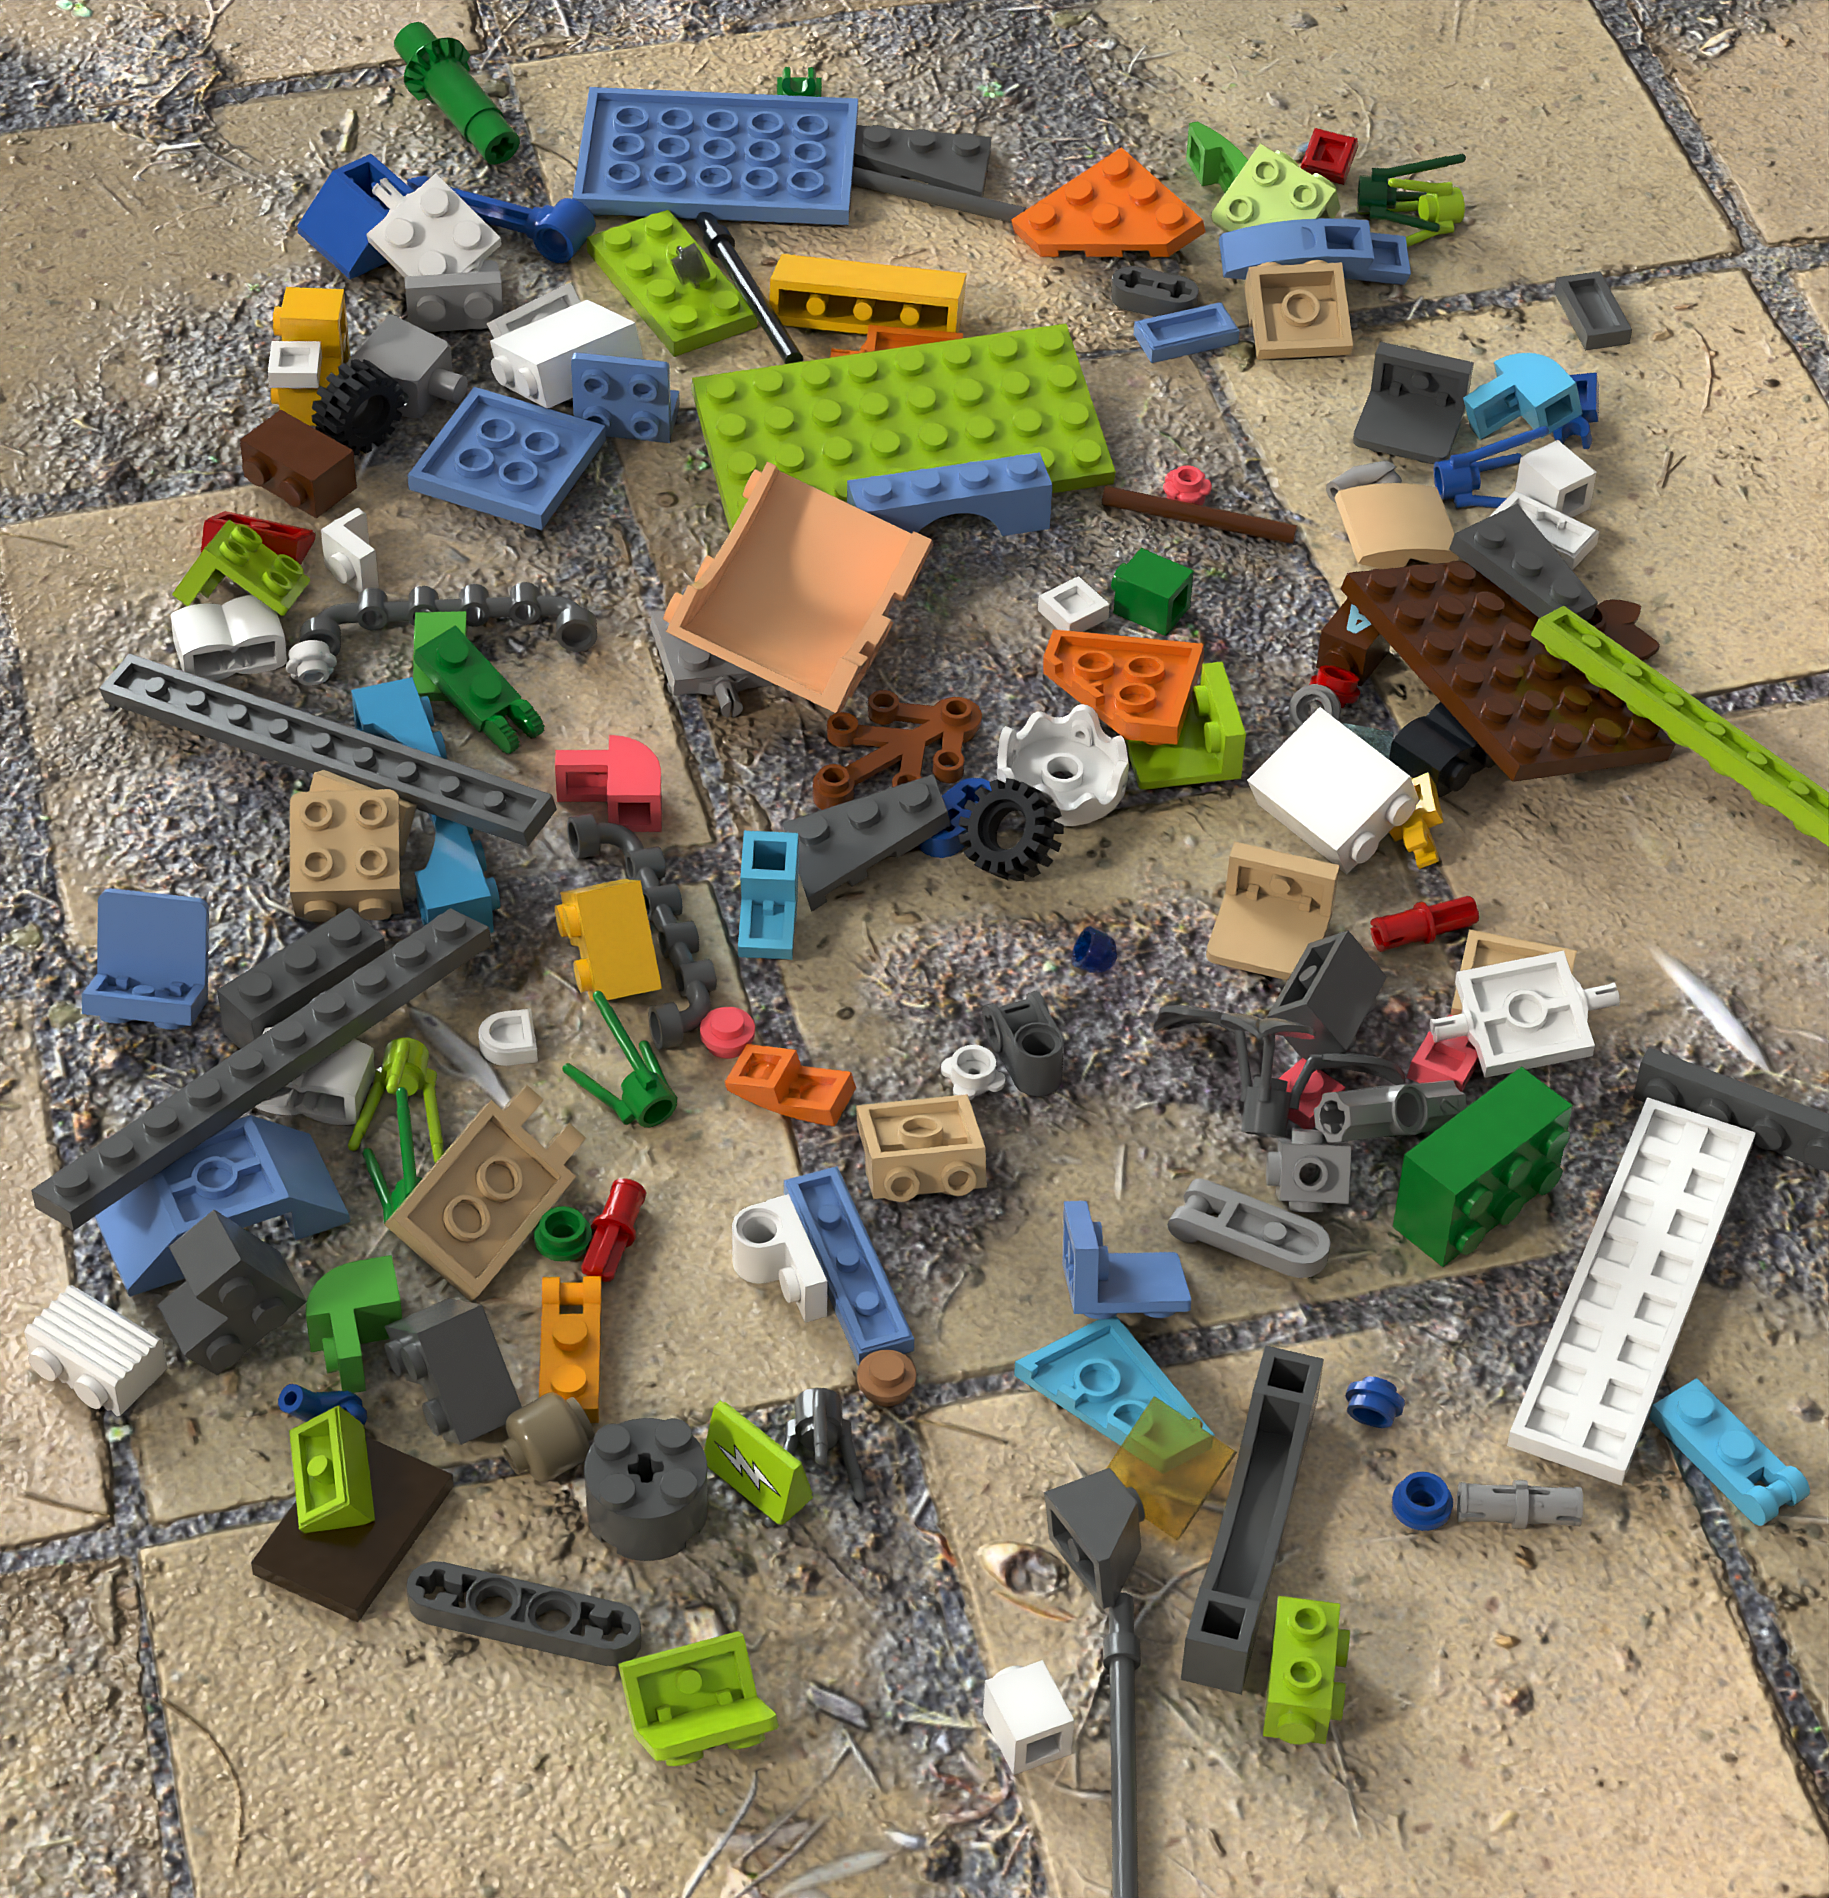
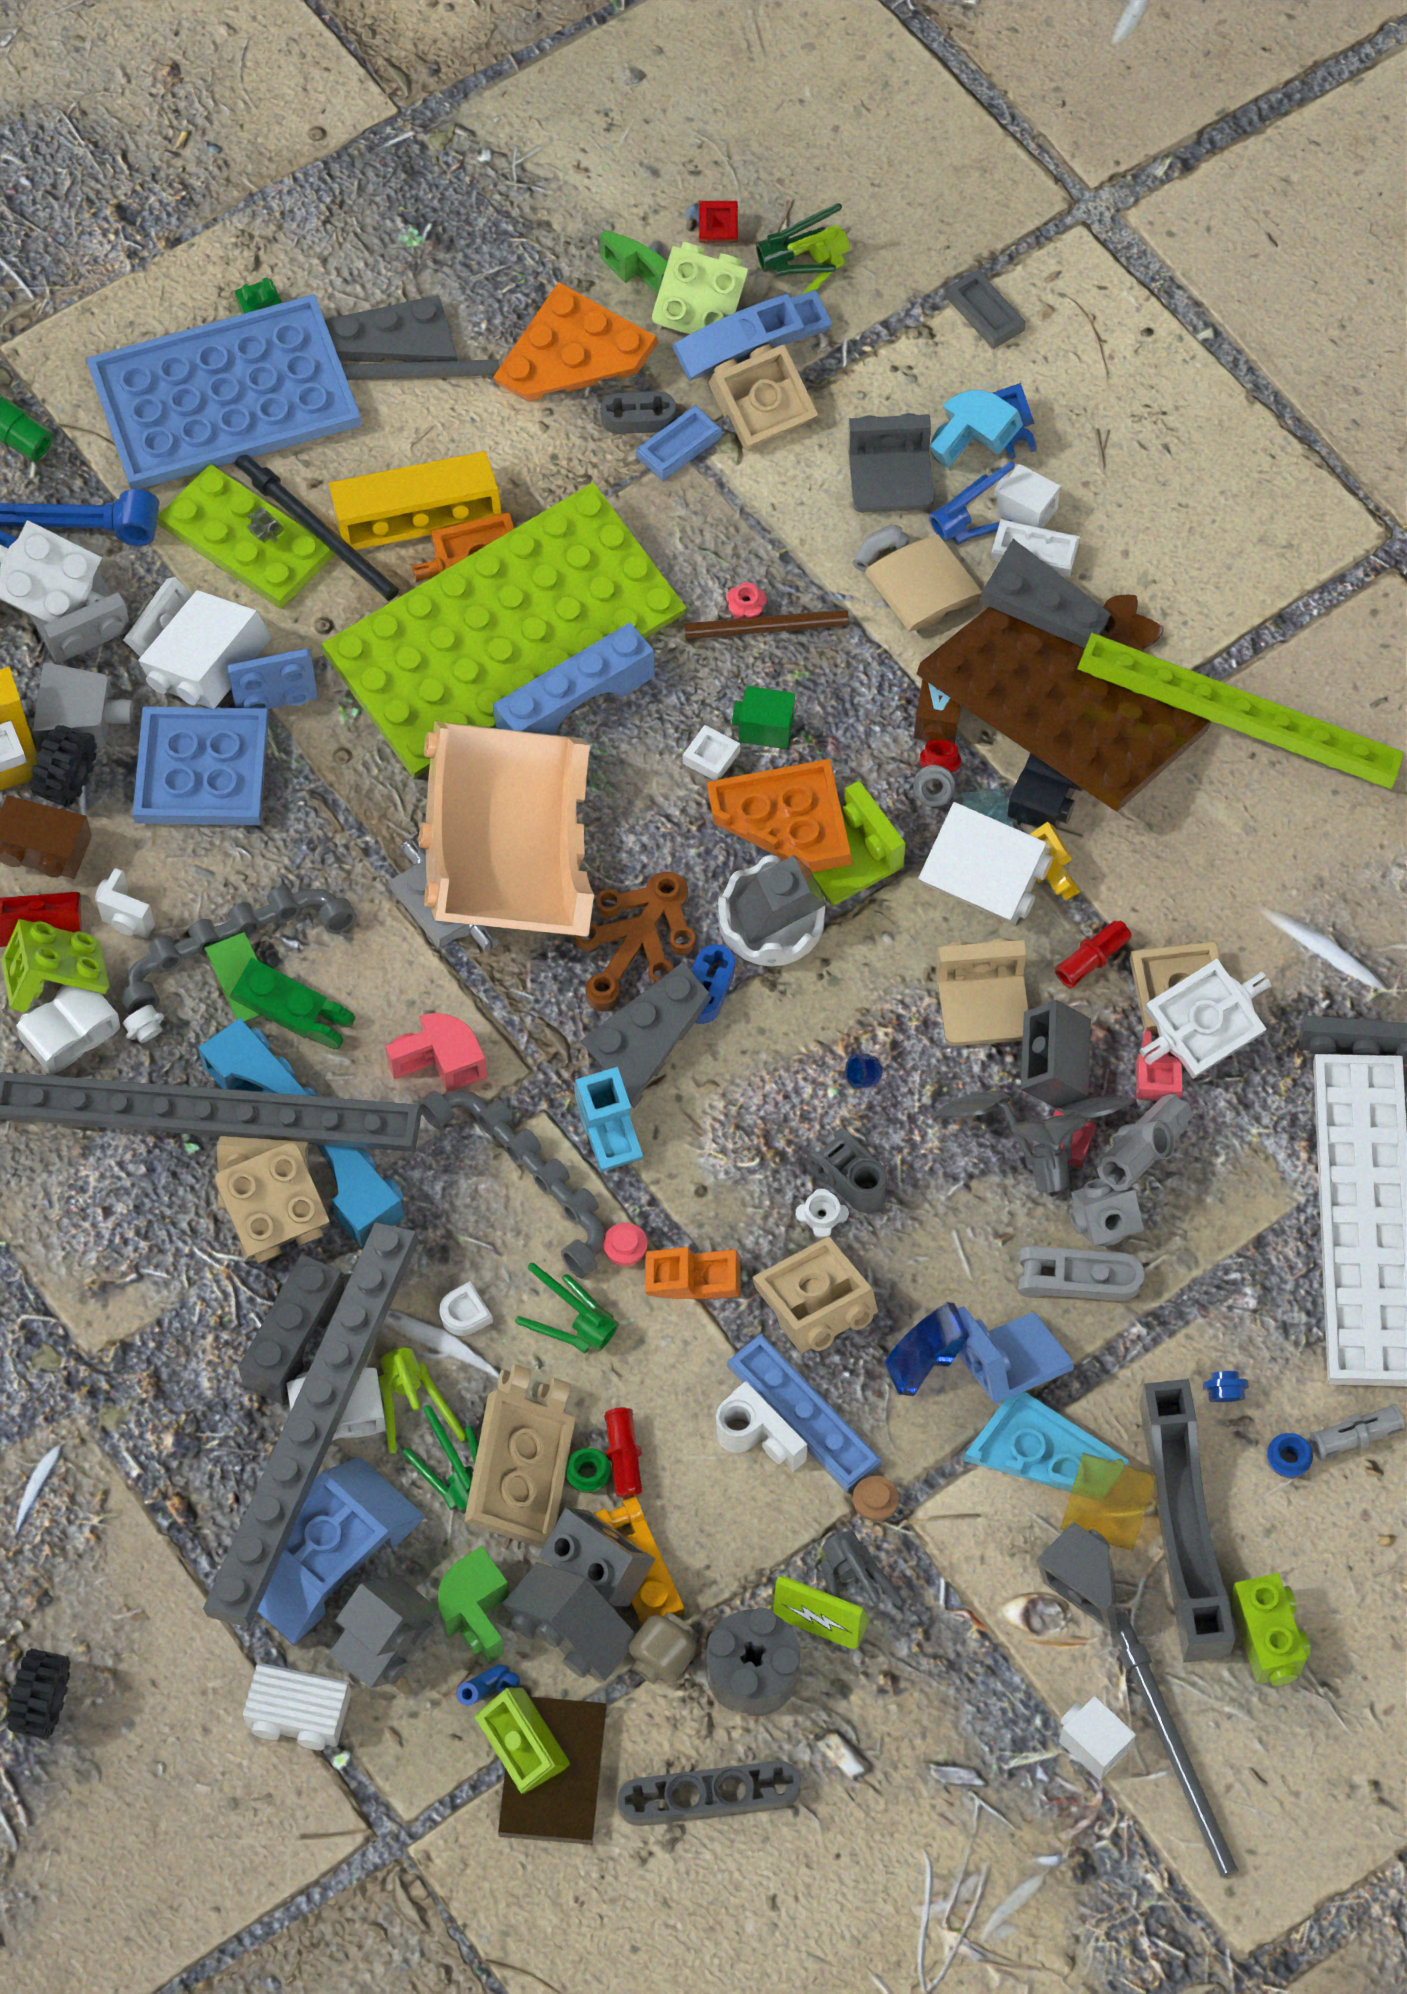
camera: 20 degrees left, 15 degrees up
(150, 959) = (167, 1357): medium blue bracket -> none
(522, 1311) = (598, 1552): none -> dark grey brick
(612, 937) = (509, 1198): yellow brick -> none
(695, 1700) = (871, 1823): lime bracket -> none
(986, 818) = (782, 975): black tyre -> none
(1026, 1227) = (929, 1343): none -> clear blue slope
(1074, 741) = (778, 899): none -> dark grey slope
(1482, 1167) = (1230, 1166): green brick -> none

